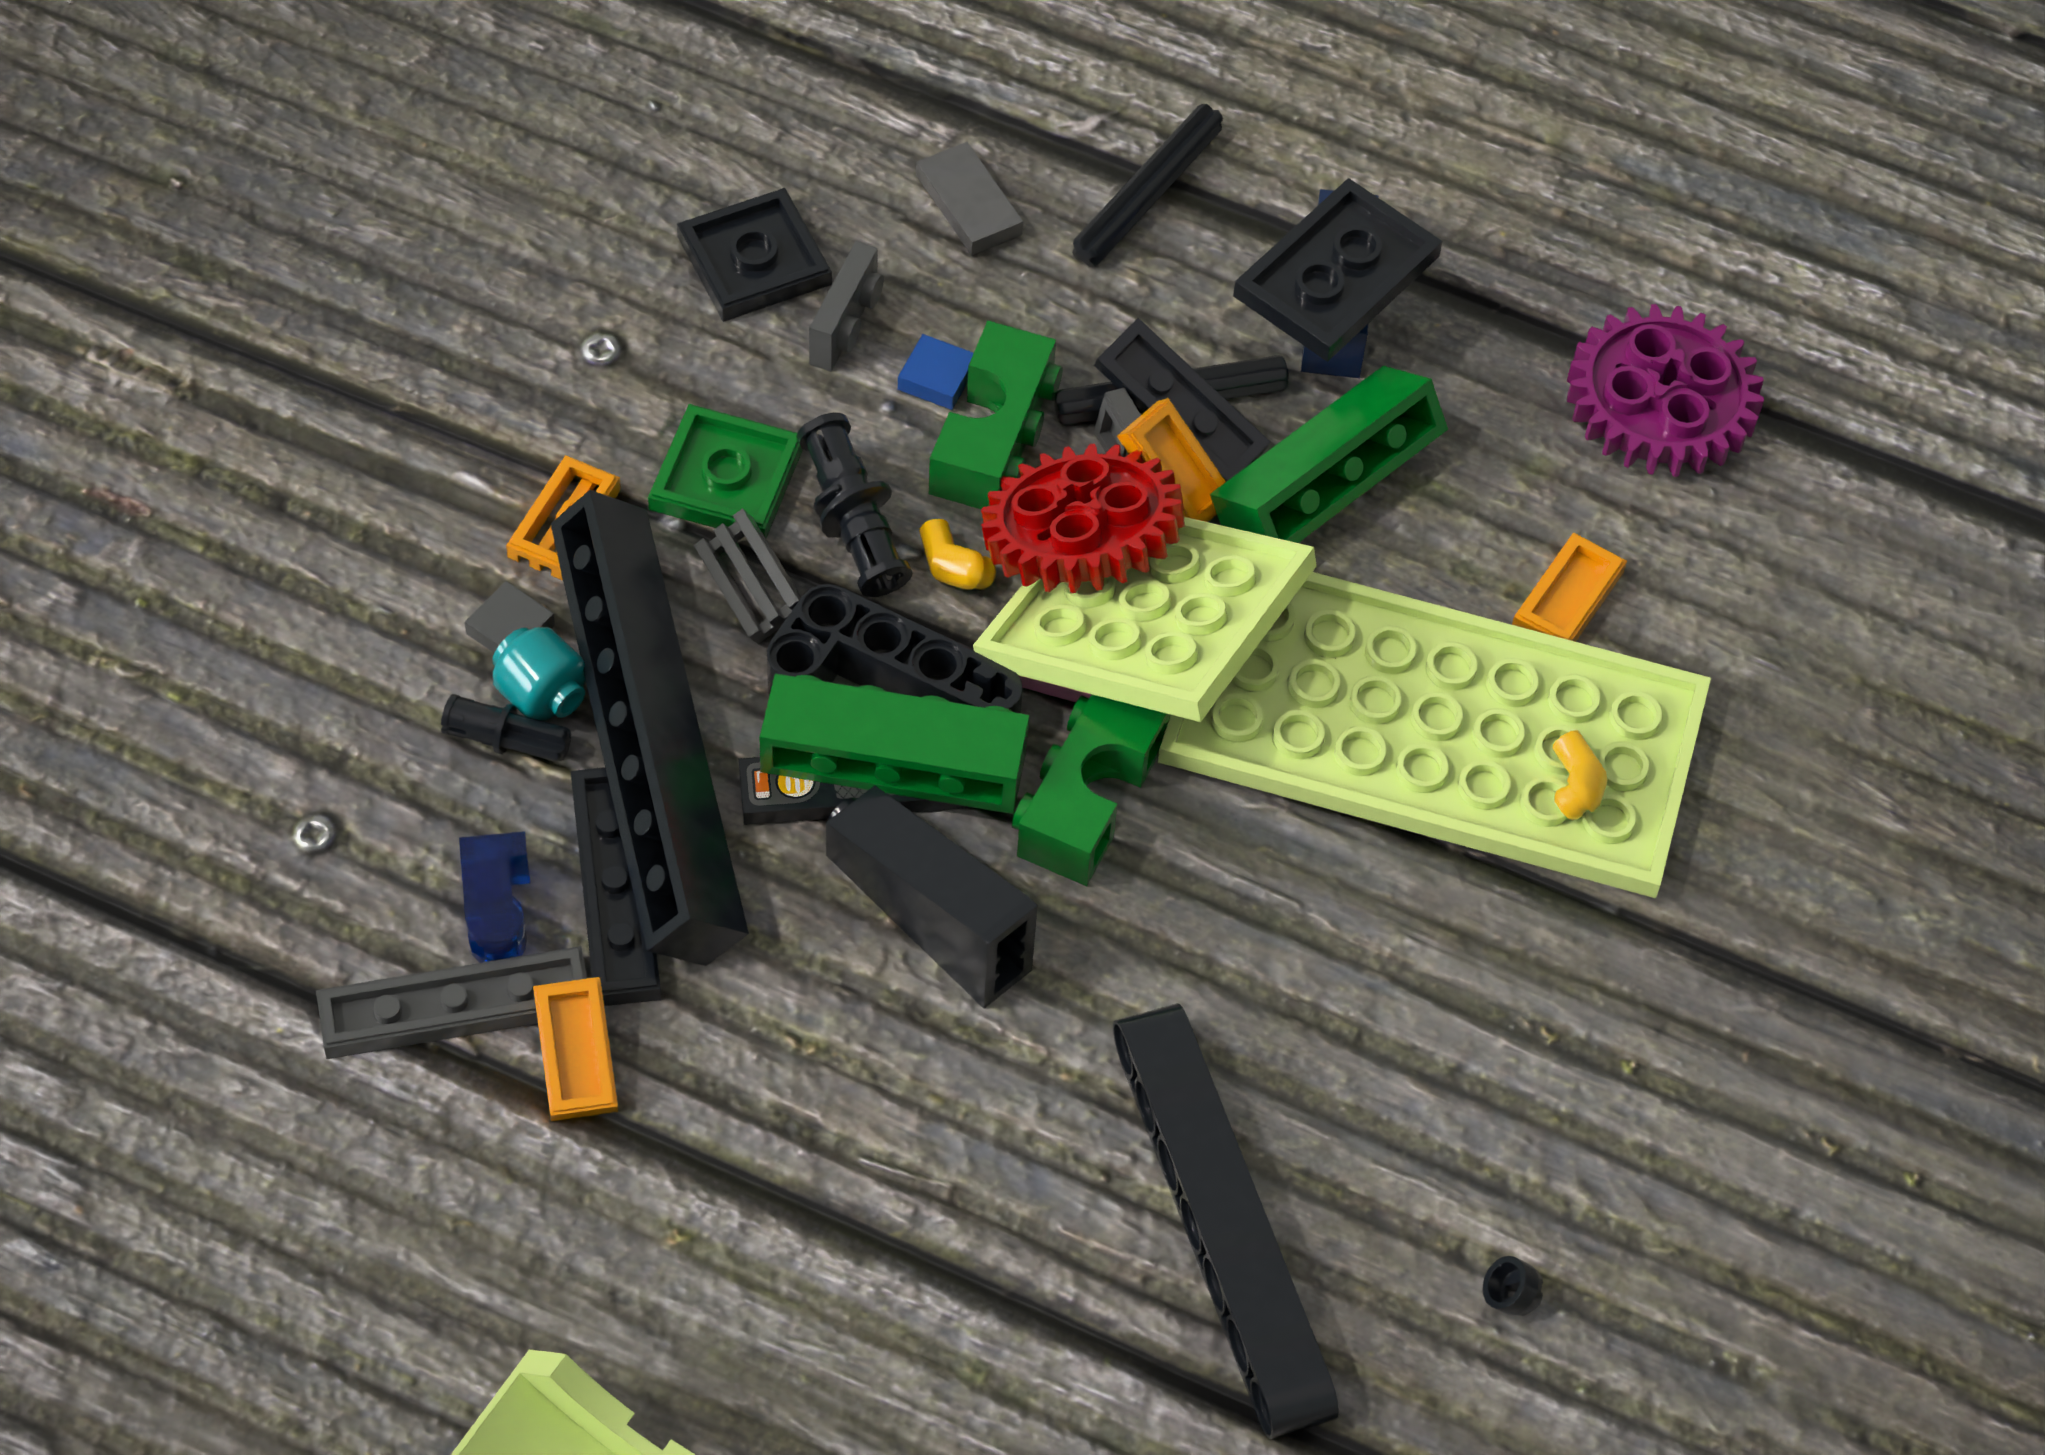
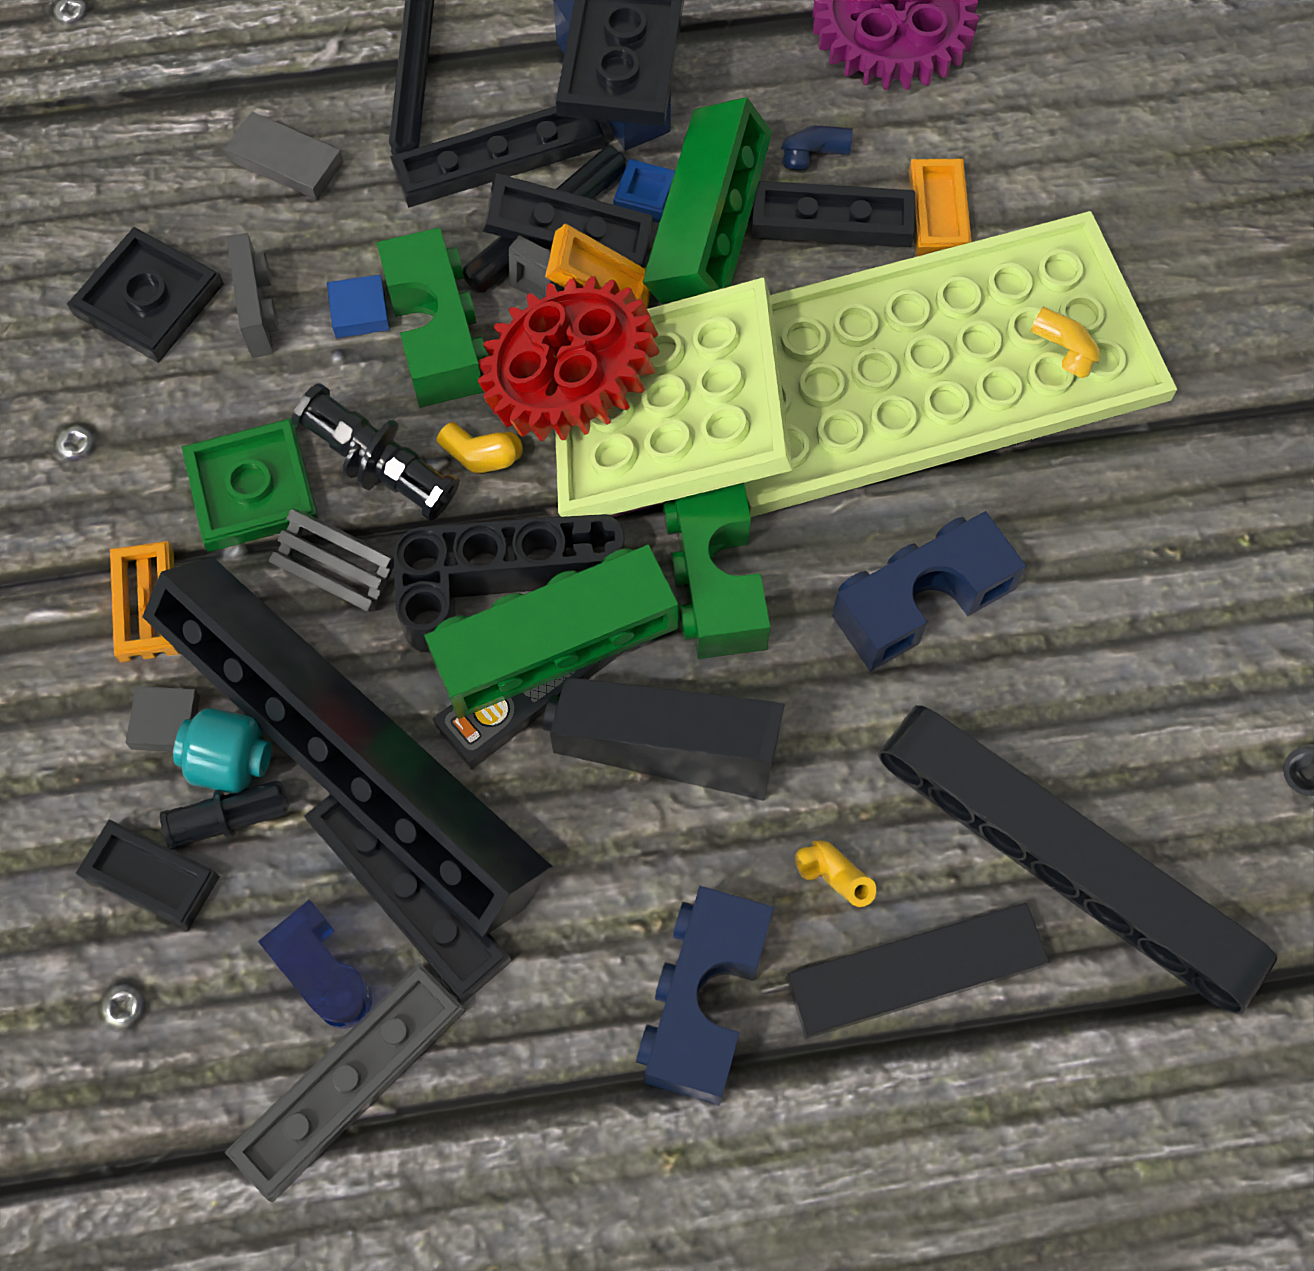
camera: 30 degrees left, 10 degrees up
(408, 741) = (148, 875): none -> black tile
(575, 1049) = (479, 1057): light orange tile -> none
(843, 1082) = (719, 938): none -> dark blue arch
(998, 1085) = (837, 871): none -> yellow arm
(1008, 1223) = (916, 970): none -> black tile
(1164, 304) = (499, 148): none -> black tile
(1283, 412) = (644, 188): none -> blue tile
(1321, 909) = (964, 560): none -> dark blue arch
(1453, 539) = (834, 214): none -> black plate
(1491, 461) = (817, 140): none -> dark blue arm

